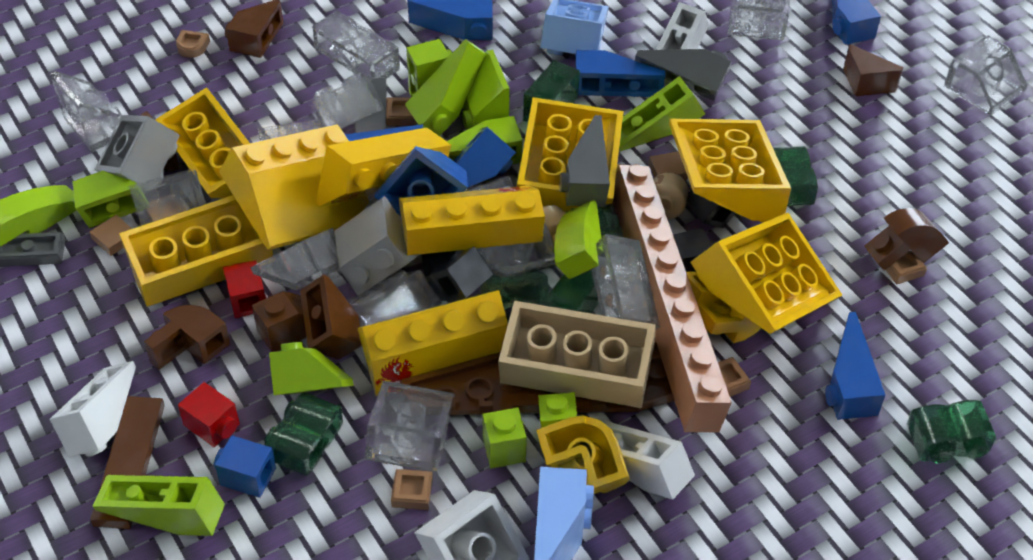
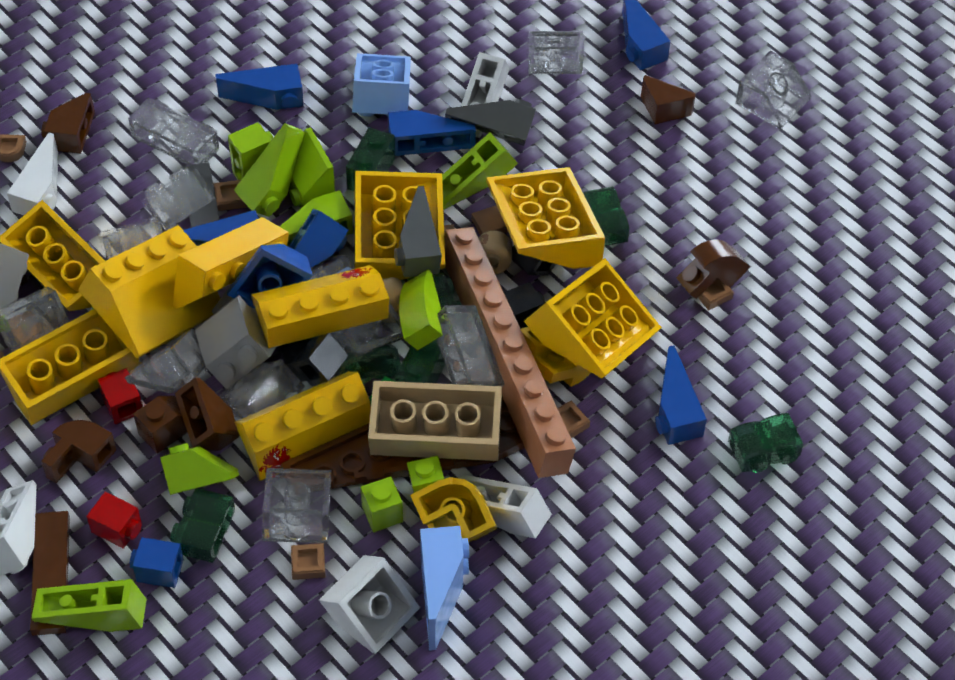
camera: 10 degrees left, 5 degrees up
(211, 71) = (37, 179): none -> white slope

